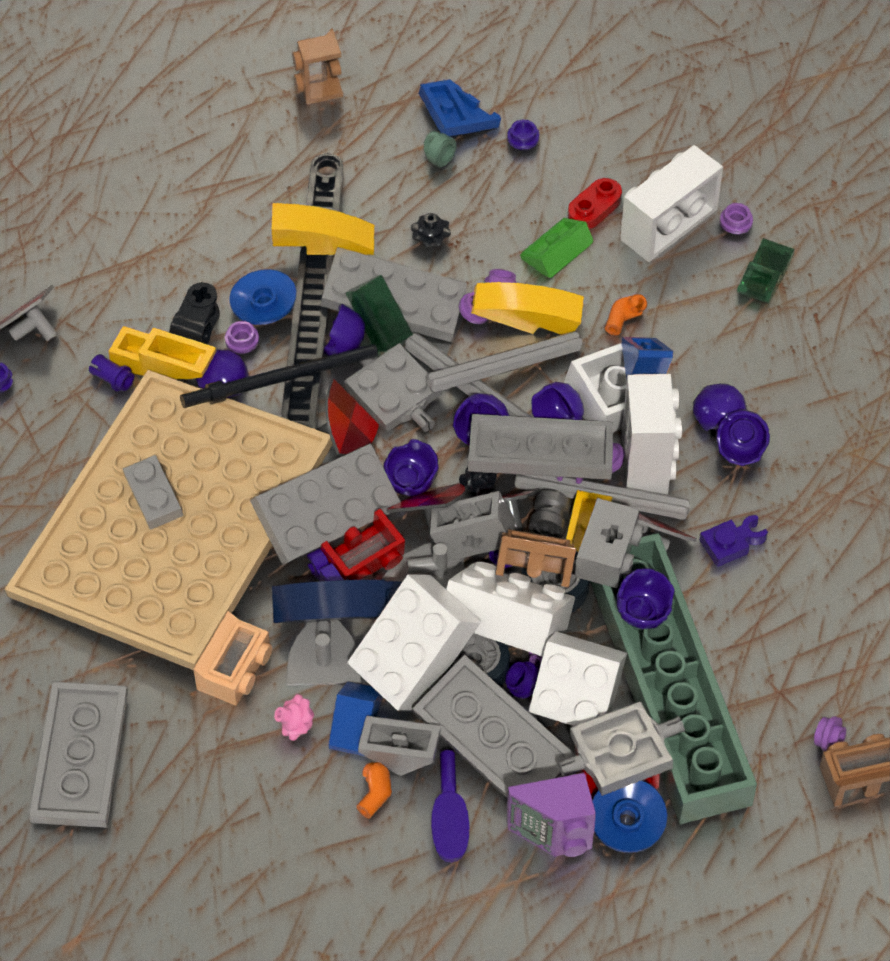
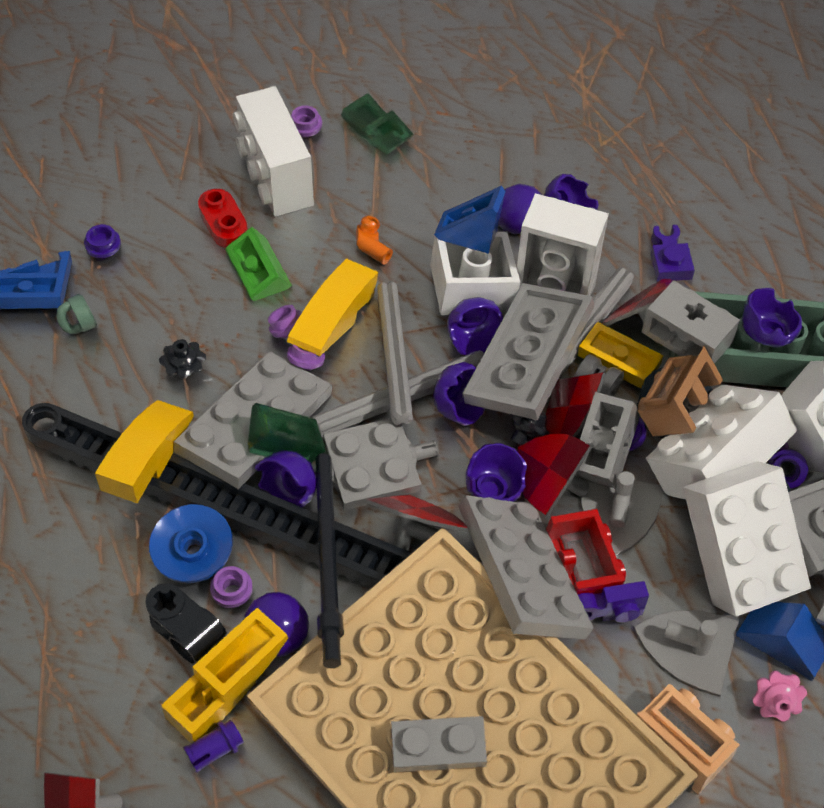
camera: 70 degrees left, 0 degrees up
(331, 600) = (659, 607): dark blue arch -> none

